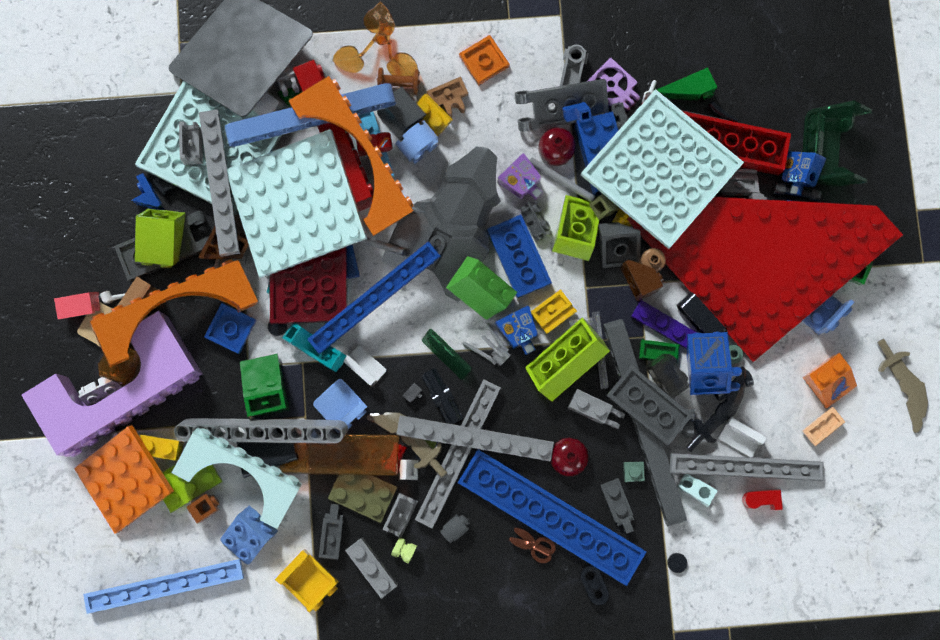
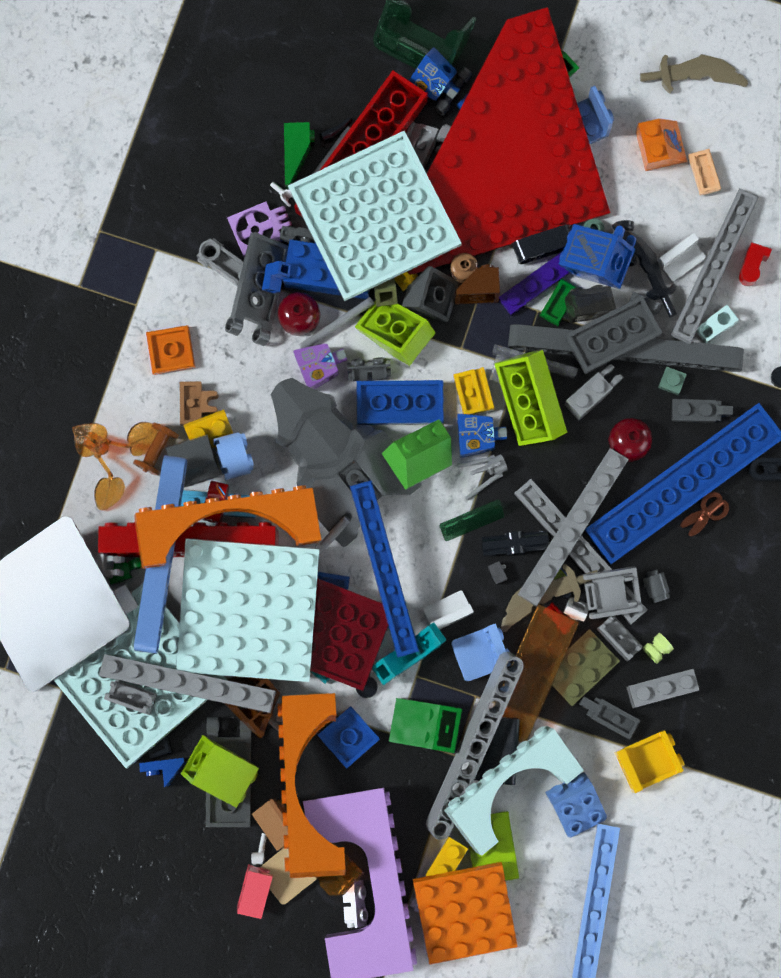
camera: 60 degrees left, 0 degrees up
(197, 511) = (533, 847): dark orange brick -> none
(431, 489) = (608, 592): none -> light grey container

